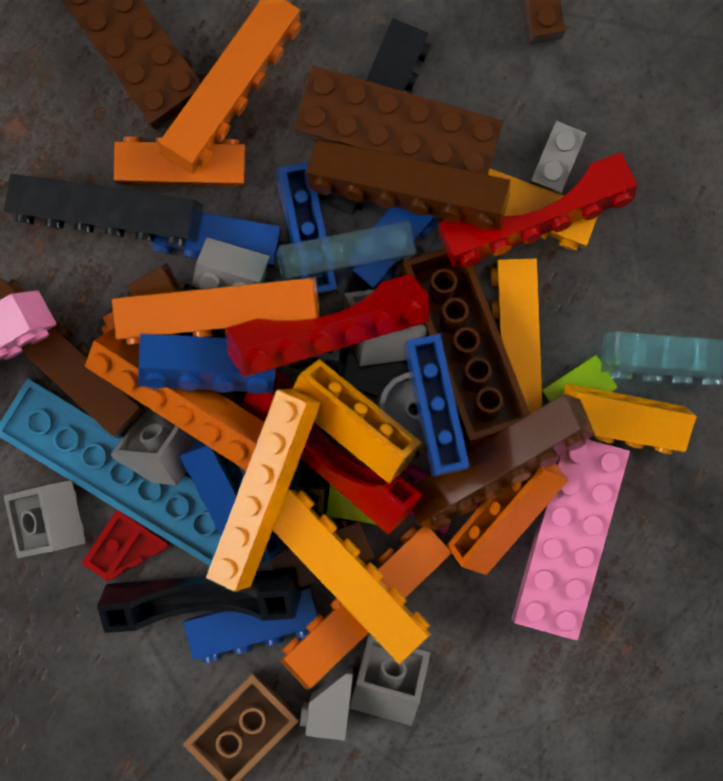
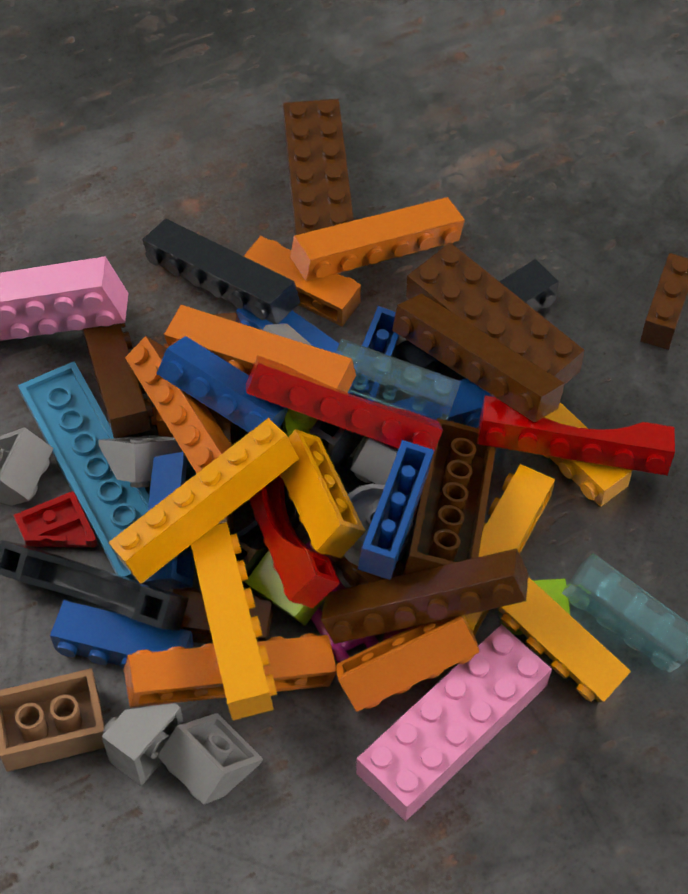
camera: 30 degrees right, 30 degrees down
(557, 157) = (621, 411): light grey brick -> none

